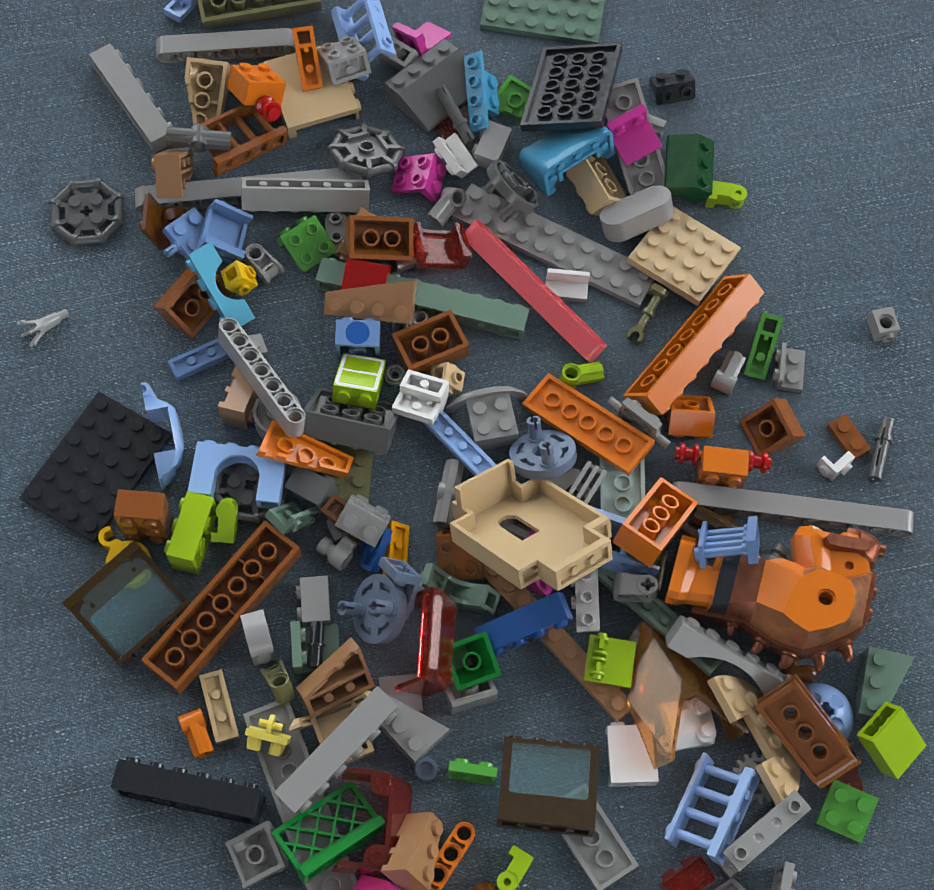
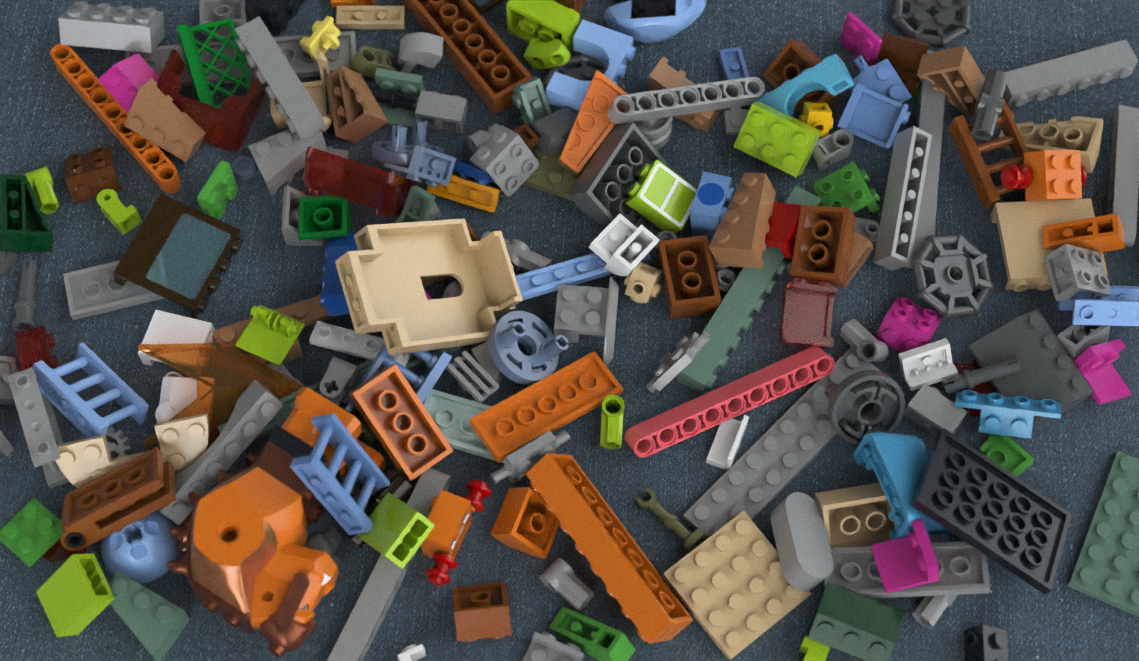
camera: 110 degrees right, 5 degrees down
(138, 257) = (860, 39): none -> dark pink bracket
(272, 301) = (777, 139): none -> lime brick
(519, 329) = (675, 362): none -> light grey plate
(747, 494) = (396, 530): none -> lime brick

